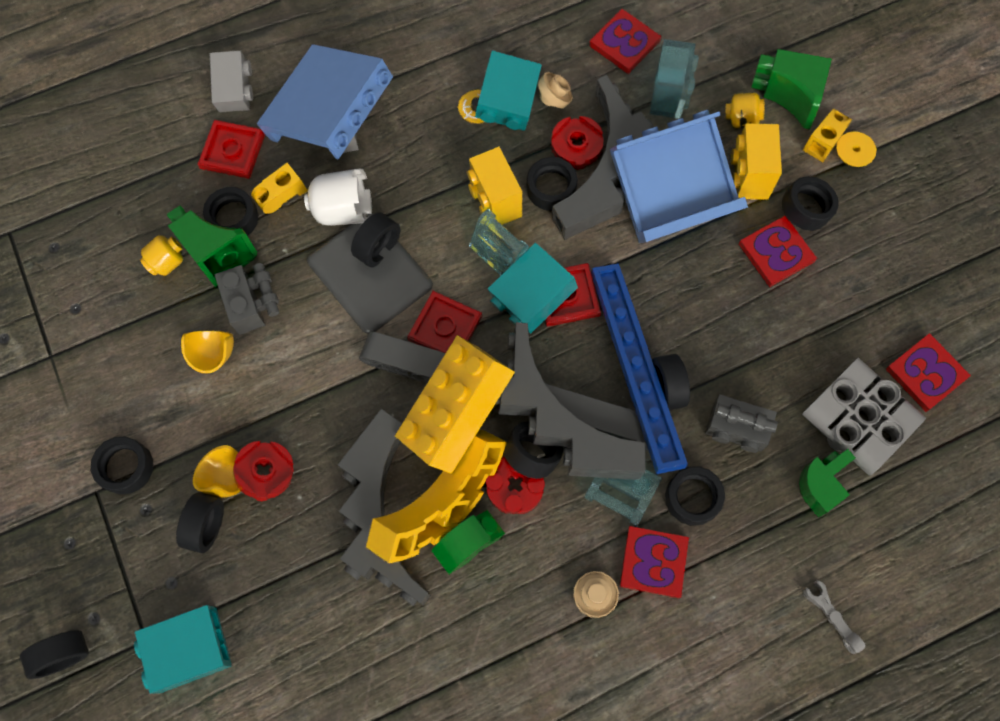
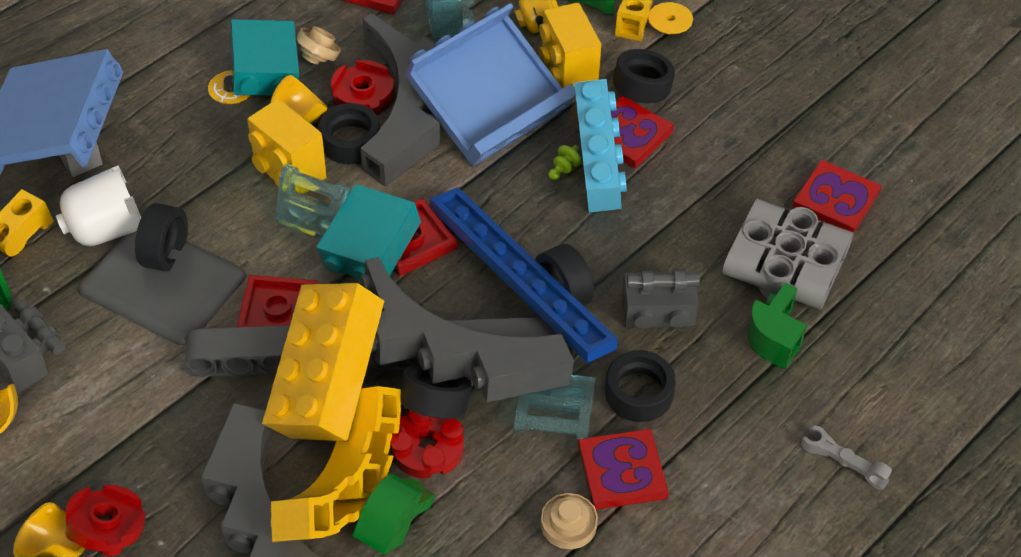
camera: 25 degrees left, 20 degrees down
(520, 143) = (300, 99): none -> yellow helmet
(711, 266) = (563, 163): none -> lime hair
(744, 263) = (598, 145): none -> medium azure brick

